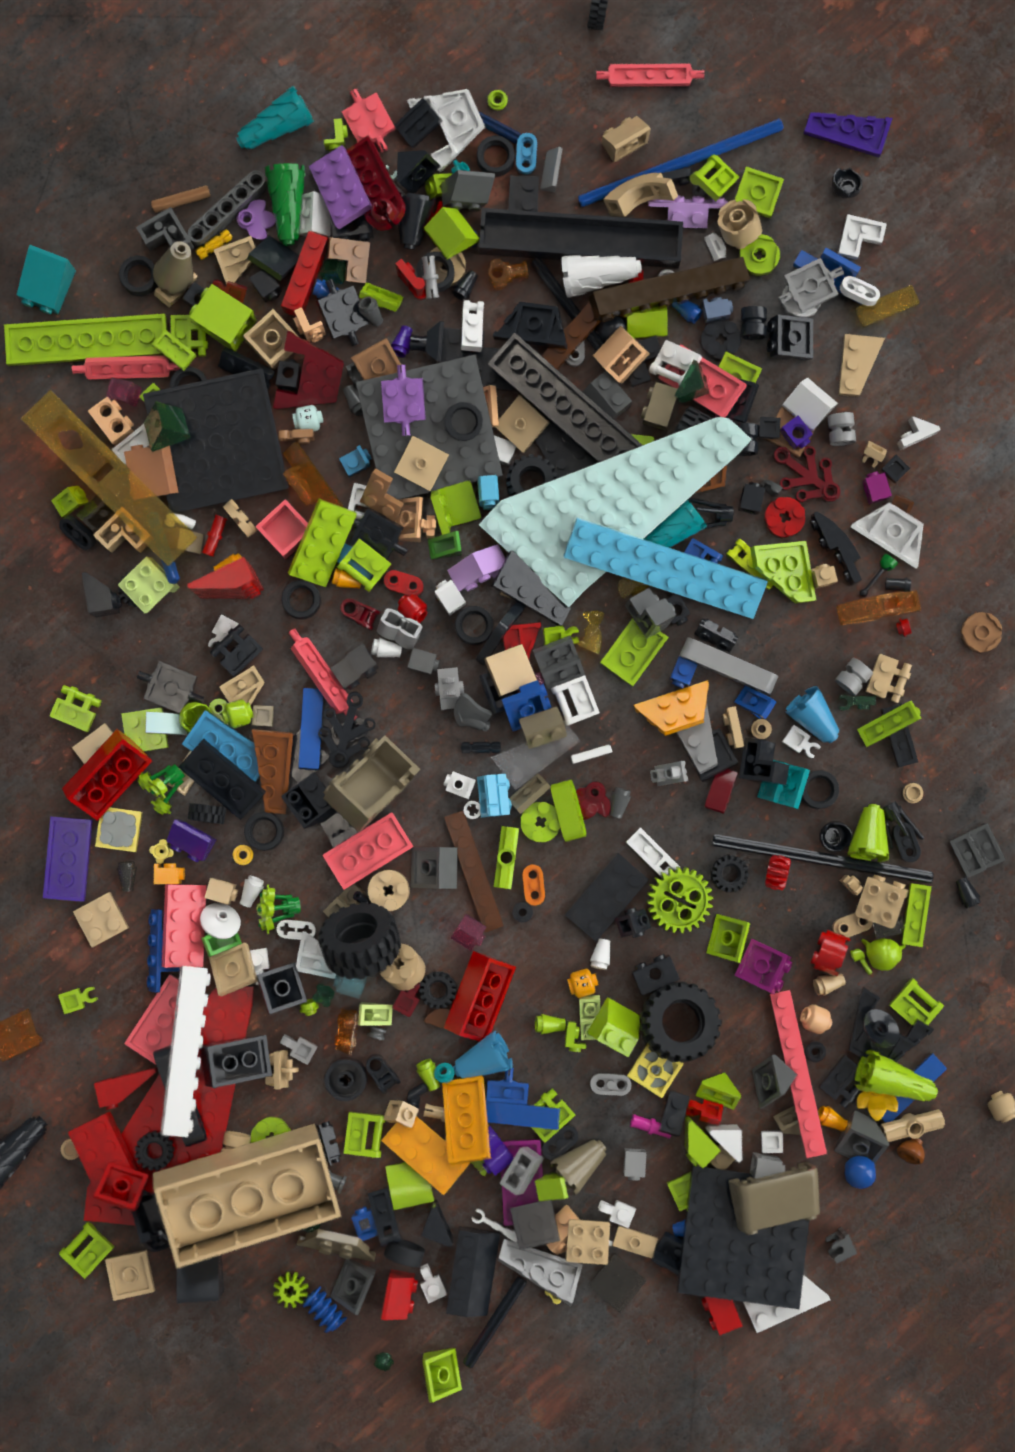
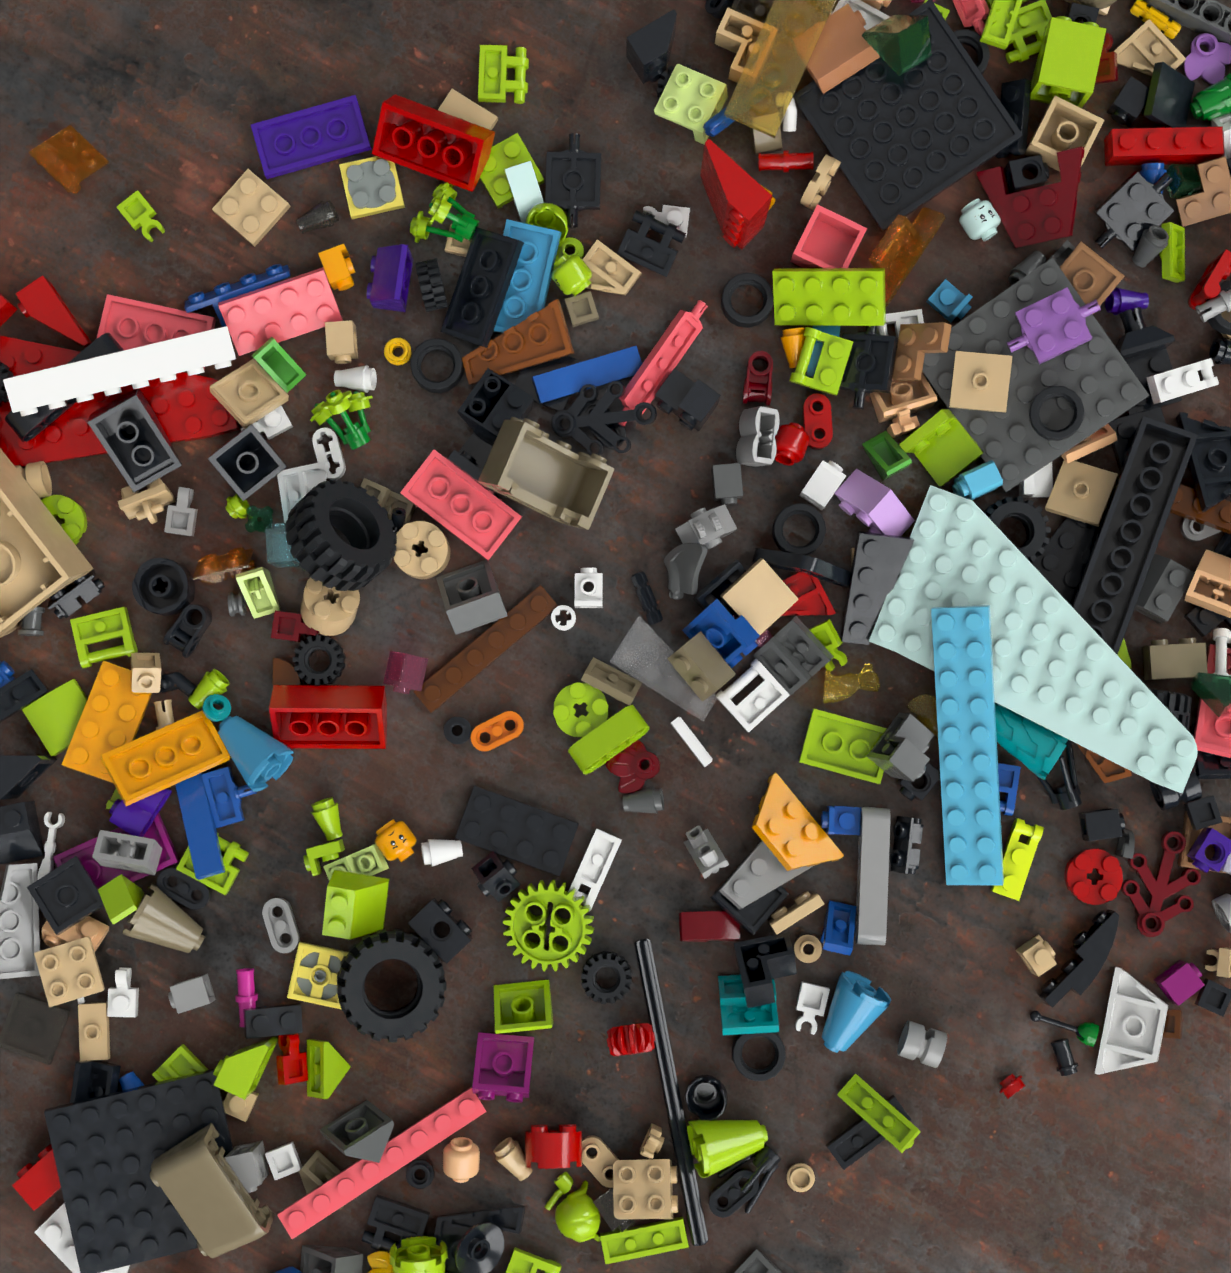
camera: 75 degrees right, 0 degrees up
(155, 850) = (356, 249): light yellow plate -> none
(220, 927) = (294, 354): white dish -> none
(303, 436) = (955, 220): medium nougat plate -> none
(312, 332) = (1095, 183): light nougat bracket -> none
(385, 648) = (725, 429): white cone -> none
(494, 795) = (591, 637): medium azure brick -> none
(504, 871) = (500, 687): lime piece -> none
(728, 1137) = (267, 1102): white slope -> none
(786, 568) = (1028, 903): lime plate -> none
(831, 1119) = (341, 1226): light orange cone -> none
(862, 702) = (892, 1067): clear green plate -> none
(878, 606) = (1025, 1042): clear orange slope -> none
(882, 676) = (943, 1080): tan plate -> none
(981, 632) = (1044, 1190): medium nougat tile -> none

